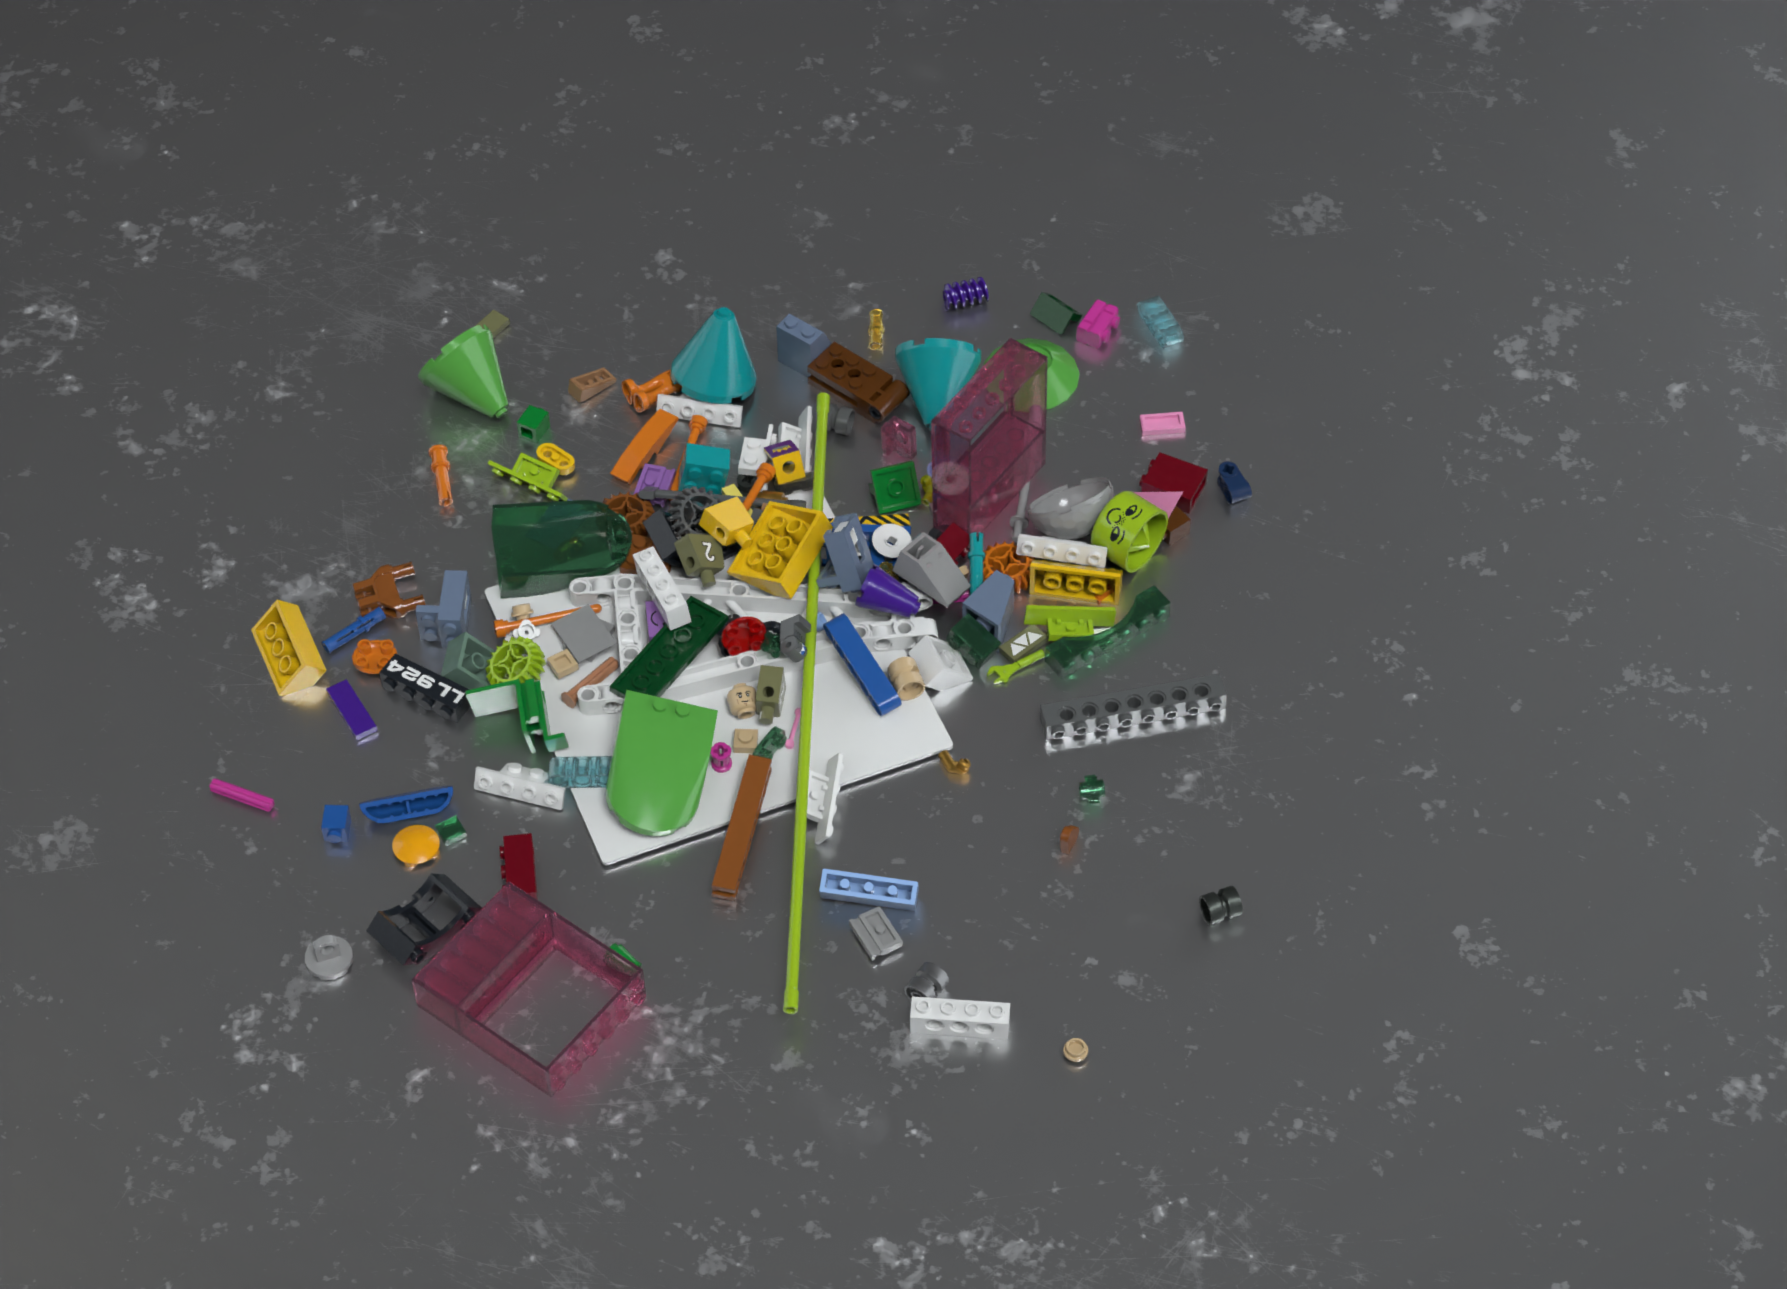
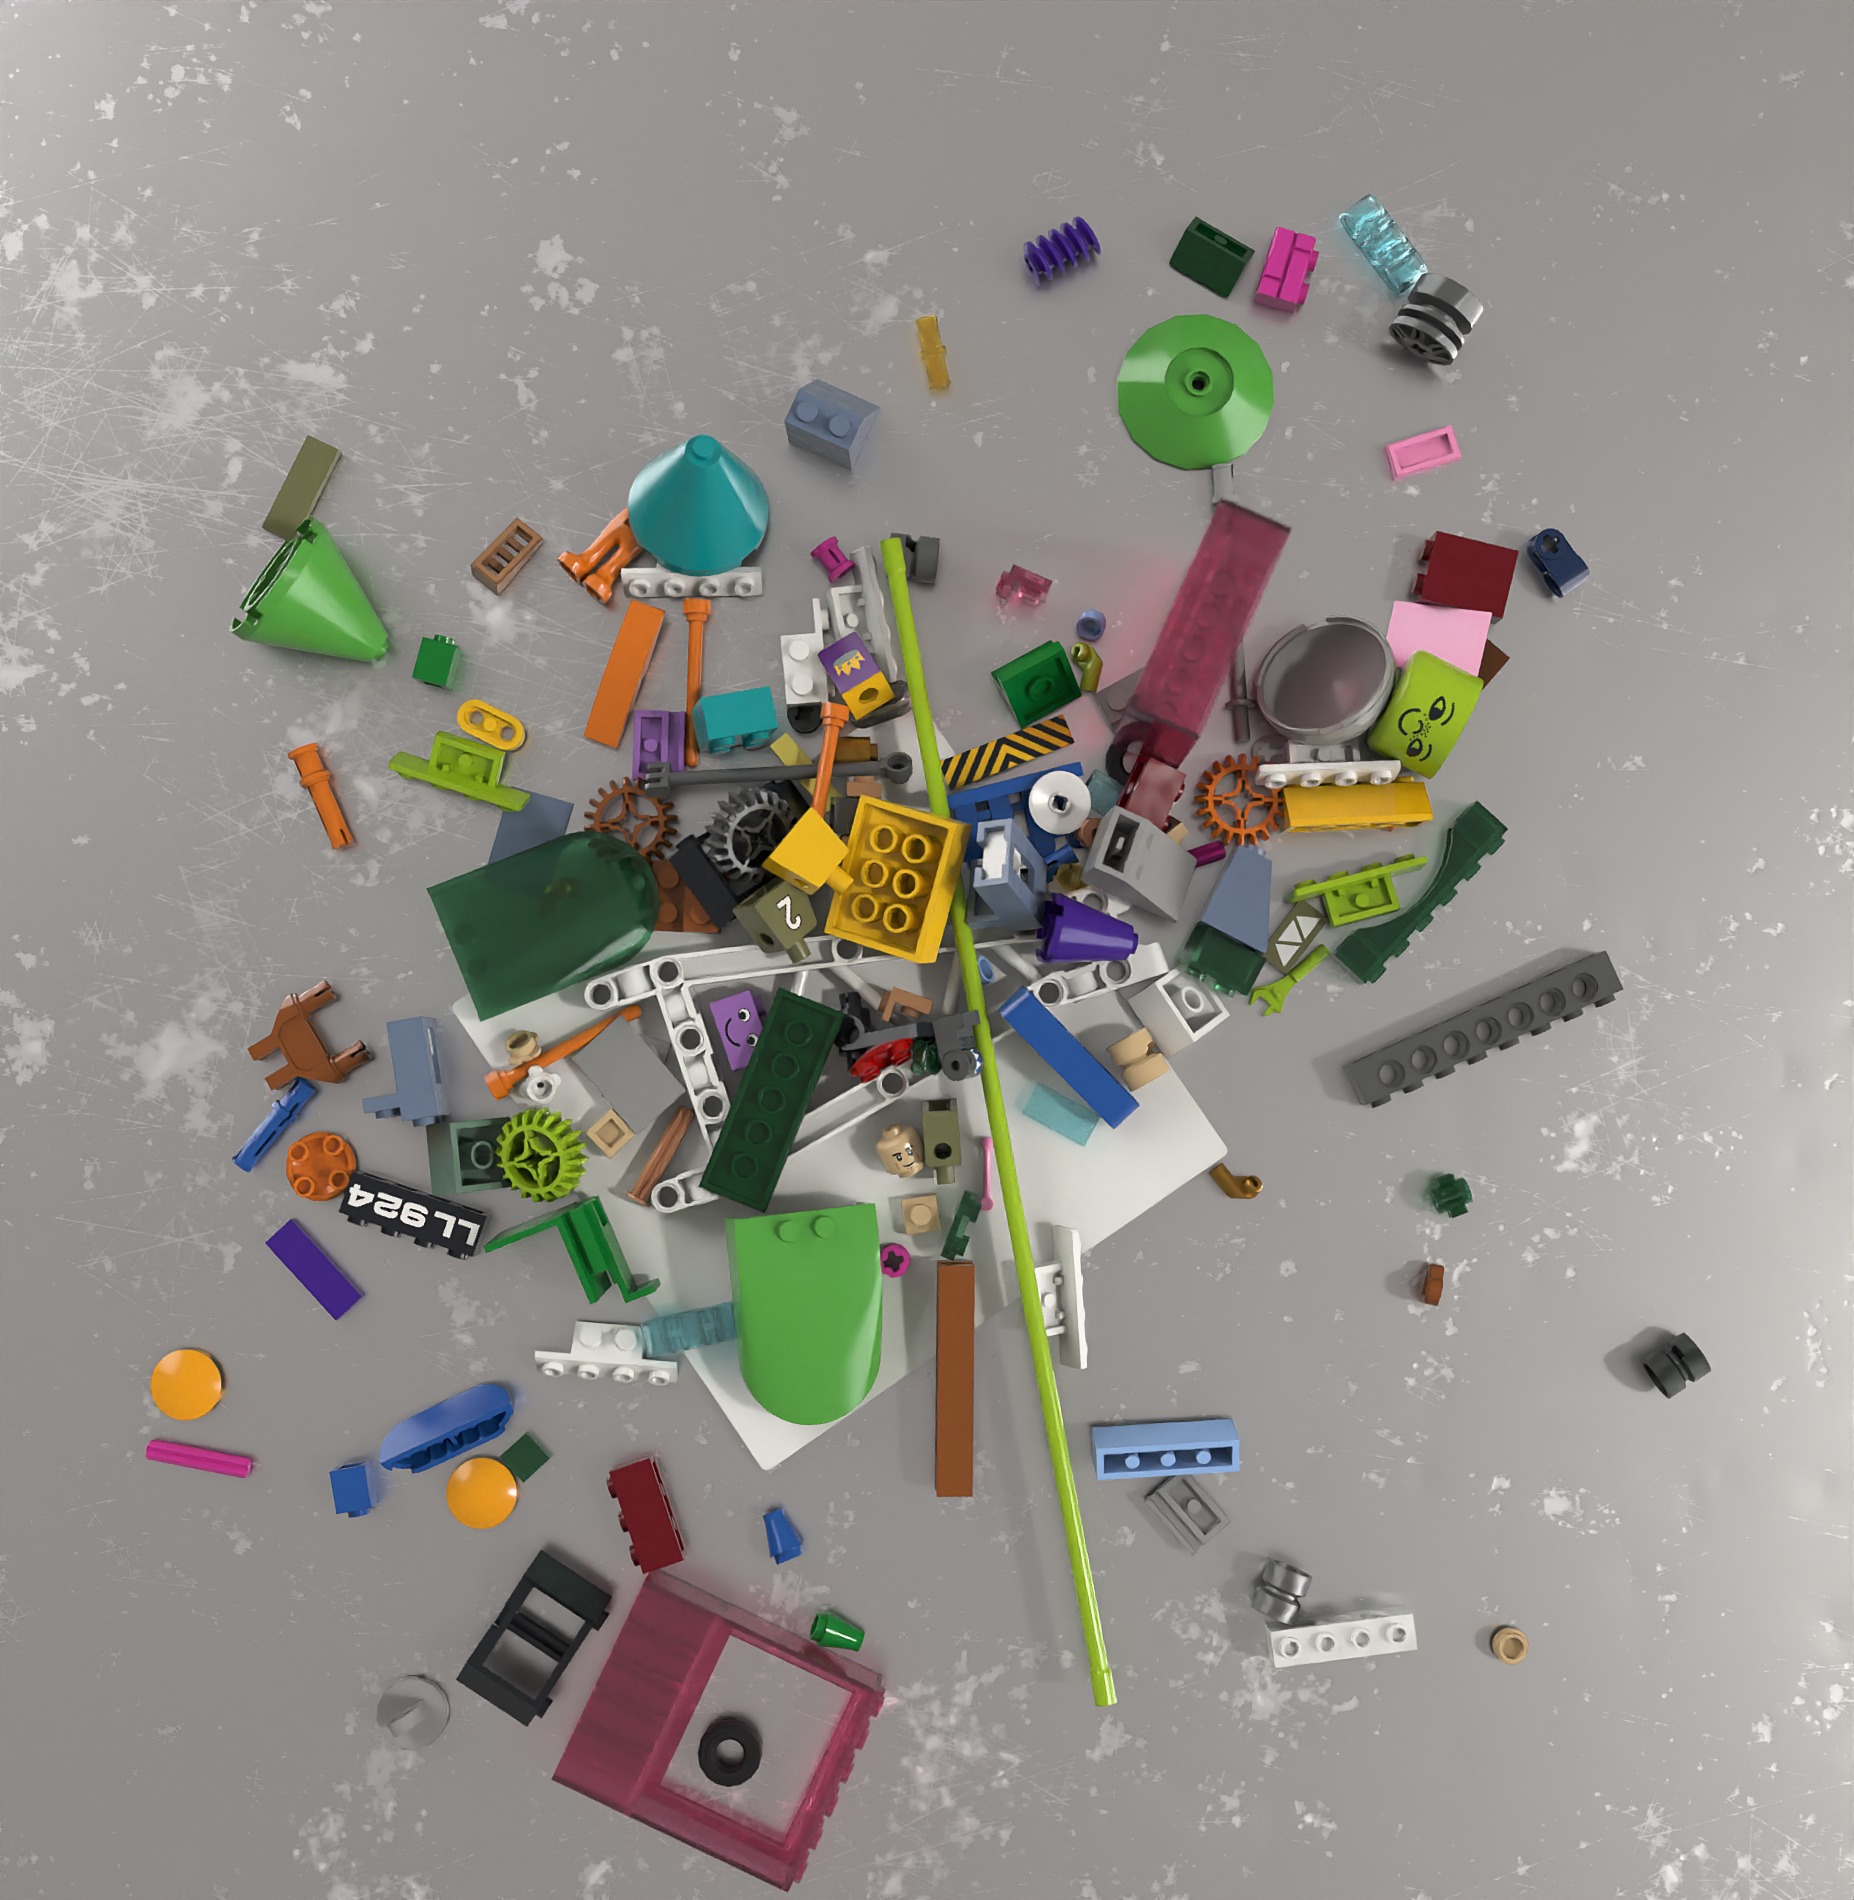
camera: 10 degrees left, 35 degrees up
(248, 755) = (186, 1384): none -> light orange dish
(288, 648) = (186, 1182): yellow slope -> none
(526, 1000) = (723, 1774): none -> black tyre
(603, 901) = (781, 1537): none -> blue cone
(661, 588) = (733, 994): white brick -> none
(766, 613) = (911, 1003): none -> medium nougat bracket
(787, 413) = (832, 559): none -> dark pink bush
(850, 705) = (1061, 1114): none -> clear light blue tile
(856, 383) = (959, 497): reddish brown hinge -> none
(936, 372) = (1060, 457): teal cone -> none
(976, 559) = (1197, 809): teal pin -> none
(1181, 354) = (1436, 319): none -> dark grey wheel

